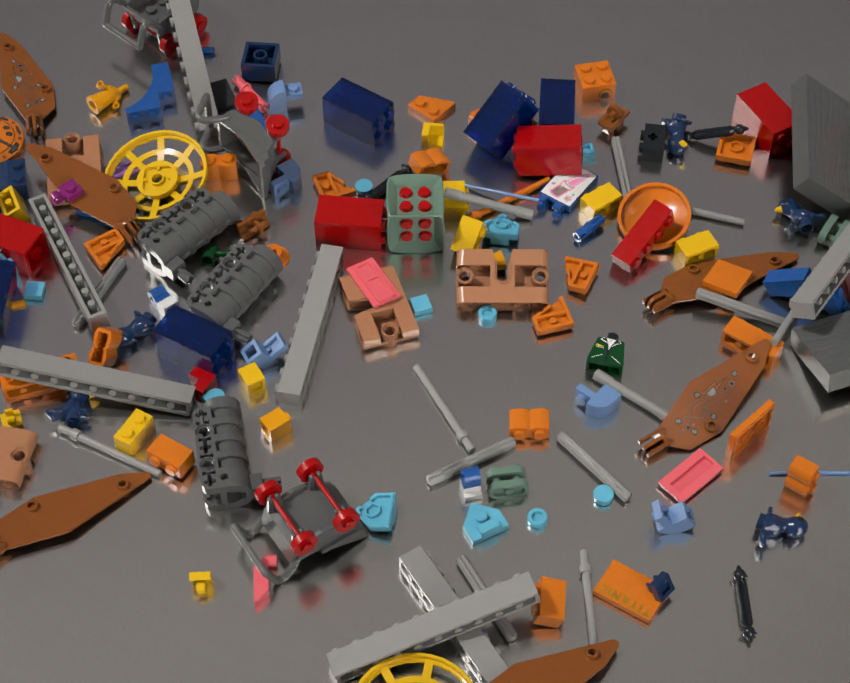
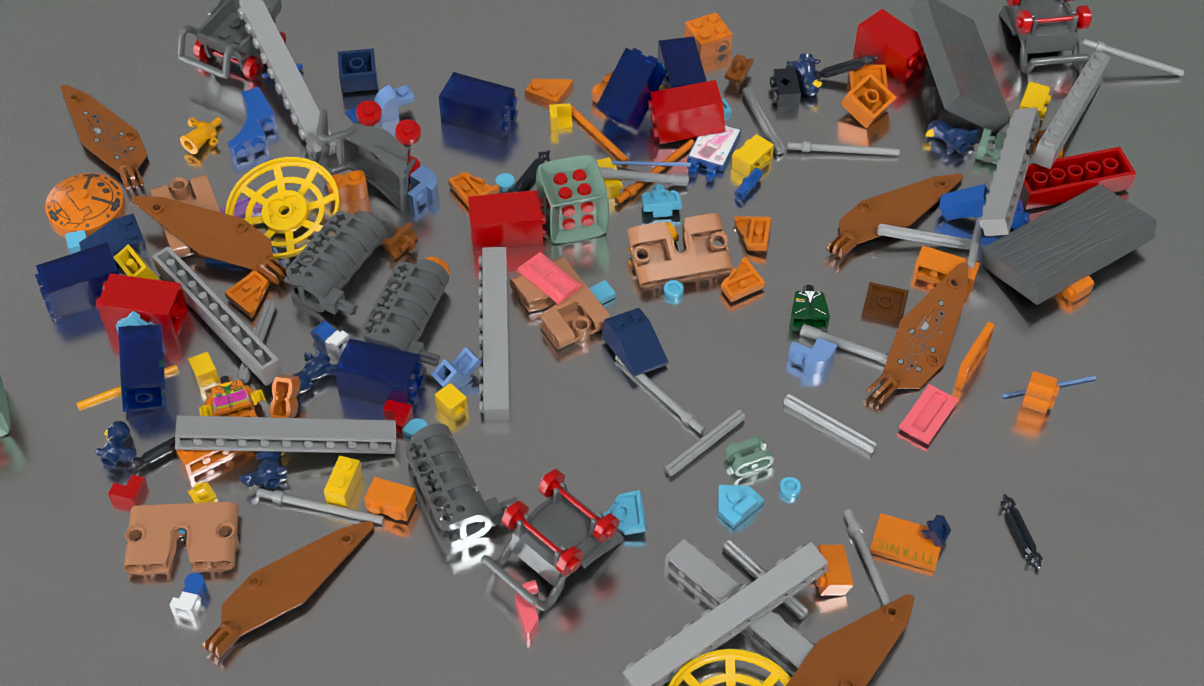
camera: 15 degrees left, 0 degrees up
(34, 290) = (183, 351): medium azure tile -> none
(44, 309) = (203, 370): none -> yellow panel
(58, 340) = (231, 399): none -> torso
(68, 191) = (192, 240): magenta plate -> none
(200, 580) = (463, 622): yellow tile -> none
(212, 254) = (367, 279): dark green brick -> none
(223, 95) = (333, 113): black piece -> none
(242, 85) = (346, 99): coral pin -> none
(275, 424) = (491, 444): light orange brick -> none
(429, 162) = (566, 144): orange brick -> none
(434, 356) = (634, 341): none -> dark blue slope
(463, 157) = (600, 136): none -> orange piece
(469, 234) = (632, 211): yellow brick -> none
(470, 484) = (713, 465): leg -> none
(529, 423) = (752, 392): orange brick -> none
(603, 495) = (848, 450): medium azure tile -> none
(641, 197) = (811, 160): orange dish -> none
(642, 236) = (807, 182): red brick -> none
(673, 518) = (926, 460): medium blue brick -> none
(683, 363) = (885, 303): none -> reddish brown tile
(696, 248) = (862, 185): yellow brick -> none
(727, 168) = (868, 100): none -> orange brick
(727, 278) = (902, 210): orange tile -> none
(773, 525) = (1026, 446): dark blue animal -> none

